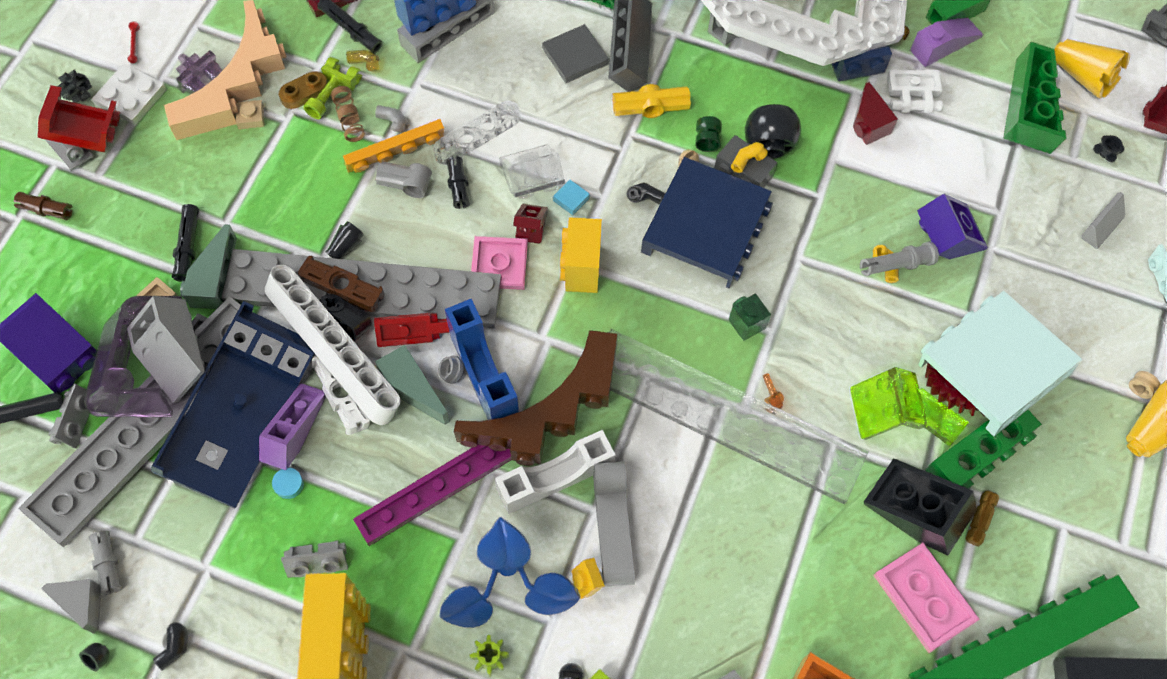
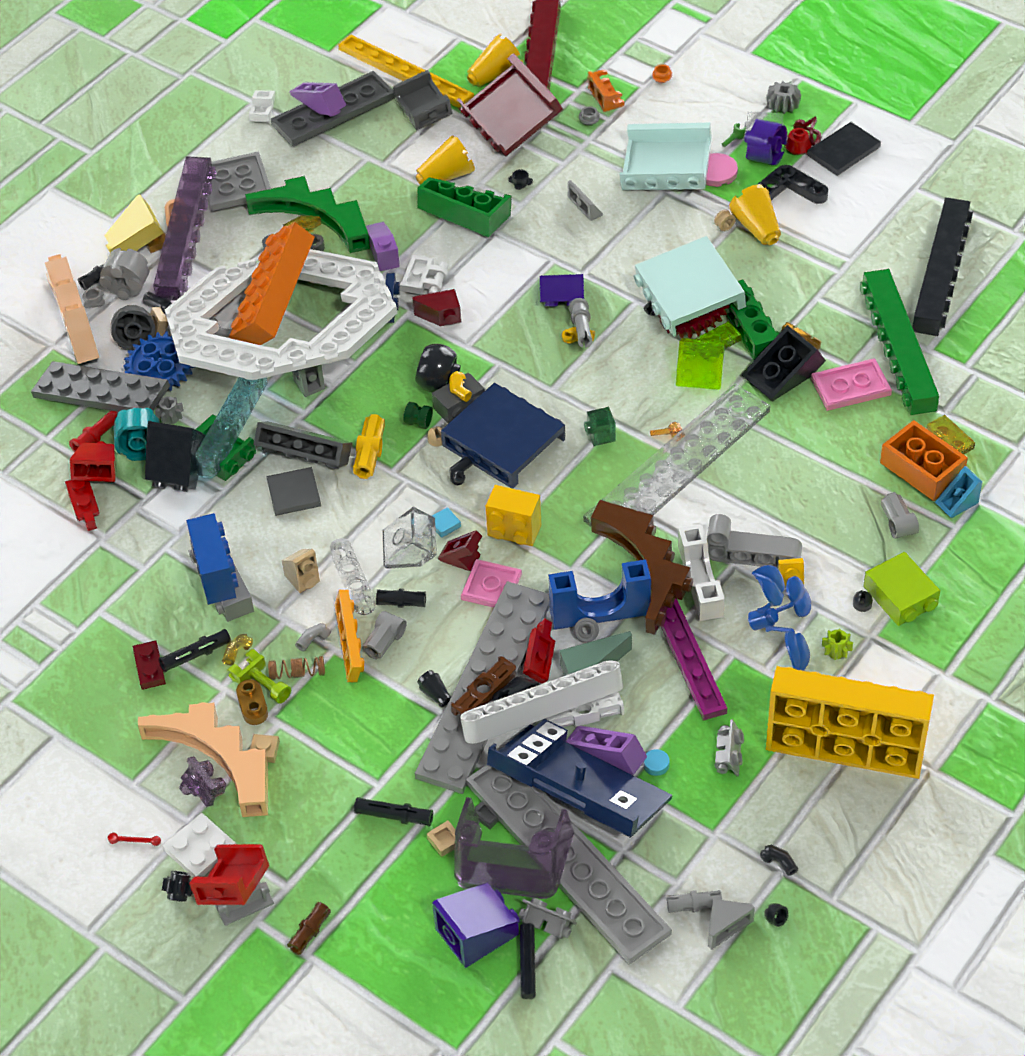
camera: 70 degrees left, 15 degrees down
(167, 345) = (517, 808): light grey slope -> none
(208, 273) = (434, 791): sand green slope -> none
(465, 82) = (301, 569): none -> tan slope

